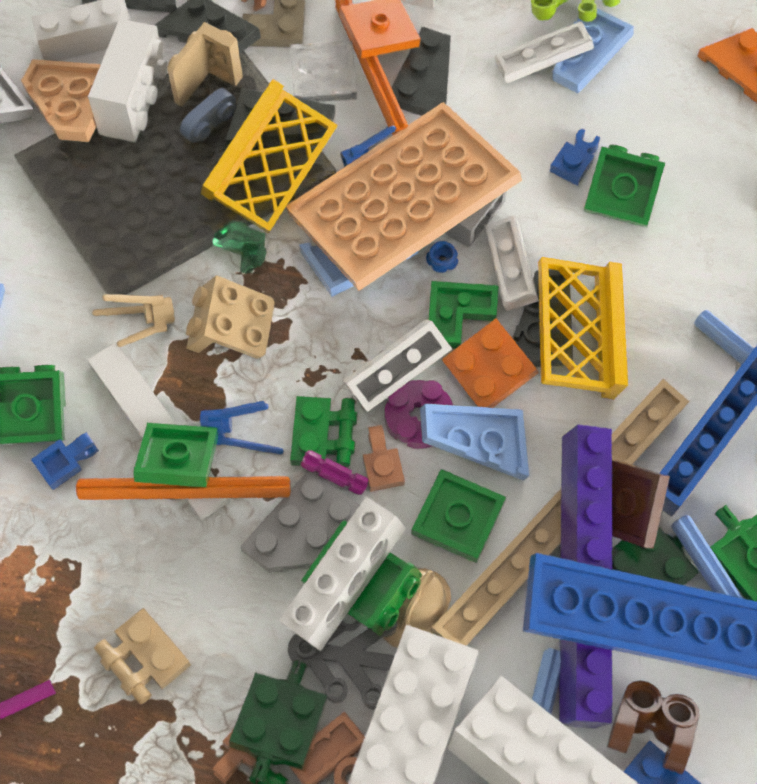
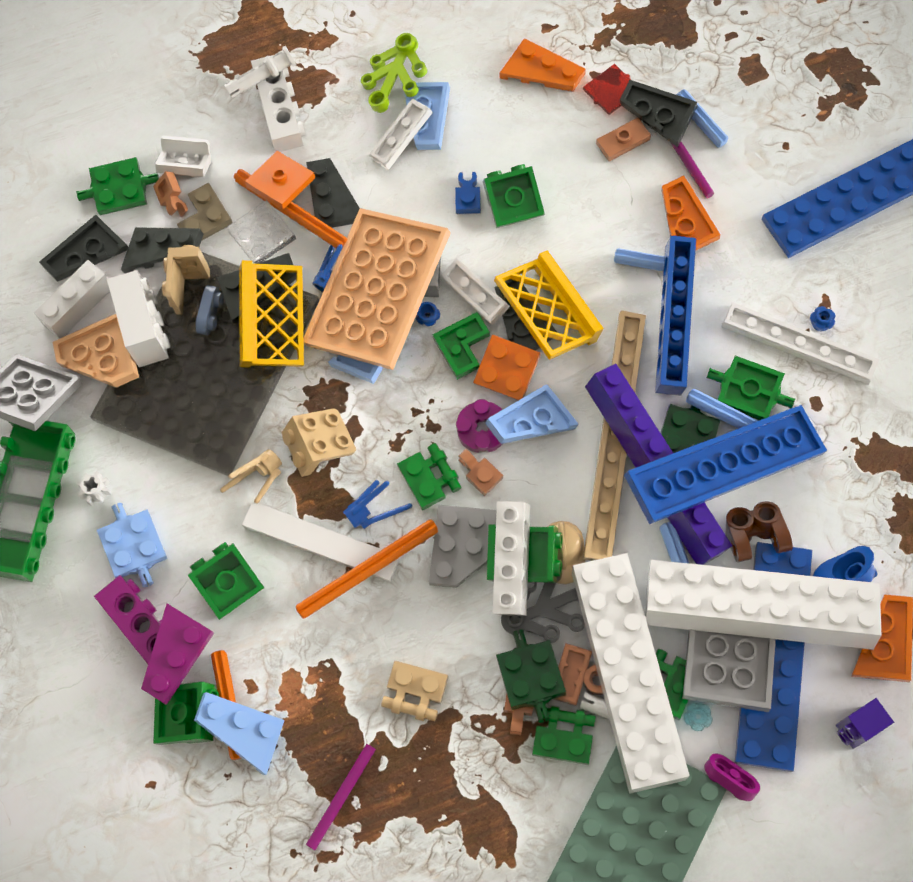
camera: 25 degrees left, 5 degrees up
(59, 461) = (273, 602): blue plate -> none
(176, 455) = (350, 550): green plate -> none
(243, 241) = (292, 382): clear green bracket -> none
(334, 472) = (456, 498): magenta axle -> none
(397, 365) = (450, 403): white brick -> none
(458, 515) = (552, 476): green plate -> none
(637, 503) = (660, 400): reddish brown plate -> none

